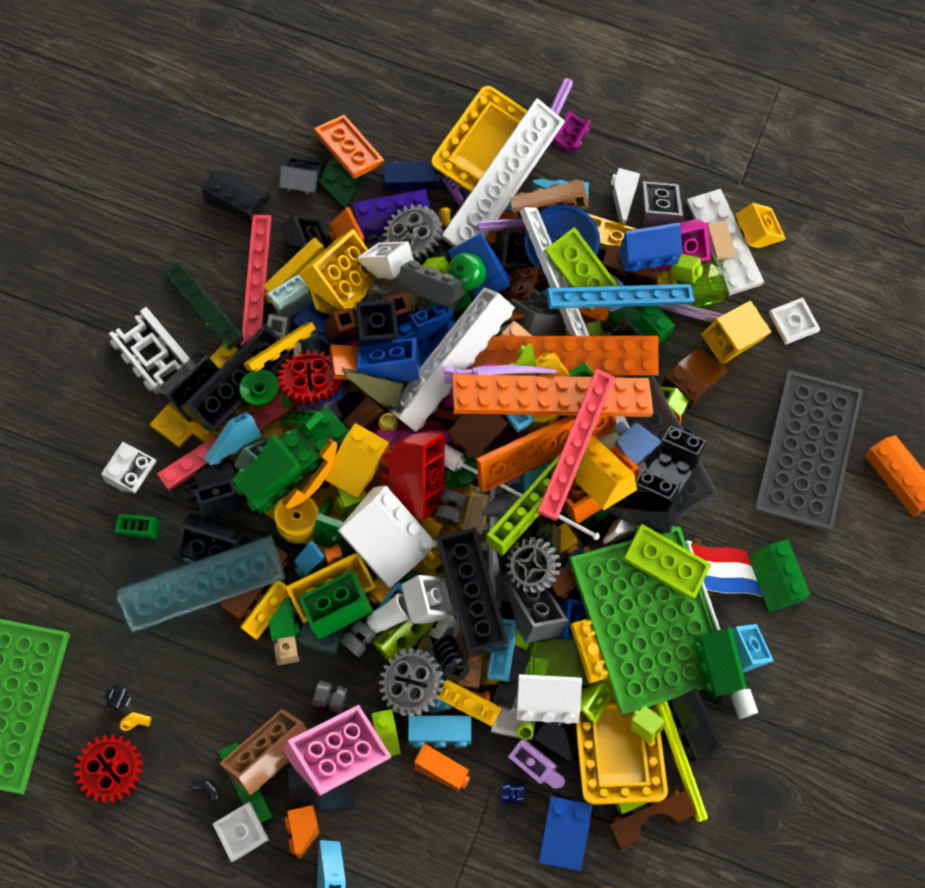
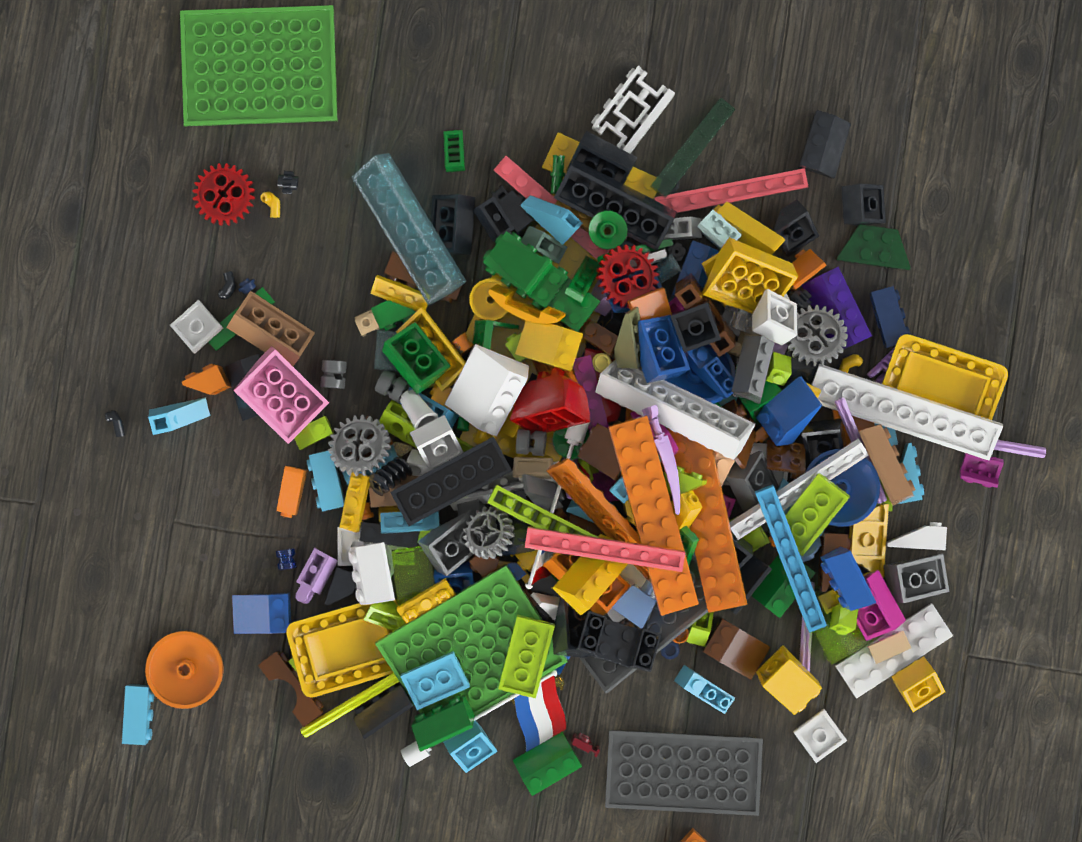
camera: 80 degrees right, 20 degrees up
(127, 468) = (505, 127): white slope -> none
(190, 429) = (557, 173): none -> green pin
(212, 767) = (246, 285): none -> dark blue plate
(273, 352) = (653, 238): yellow plate -> none
(309, 560) = (454, 322): dark azure slope -> none
(349, 146) = (906, 244): orange tile -> none
(468, 269) = (778, 401): green cylinder -> none
(525, 730) = (342, 558): lime hinge -> none
(647, 724) = (371, 667): lime brick -> none
(673, 661) = (435, 680): none -> medium azure plate
(729, 413) = (704, 689): none -> medium azure slope
(764, 531) = (583, 742): none -> dark red plate

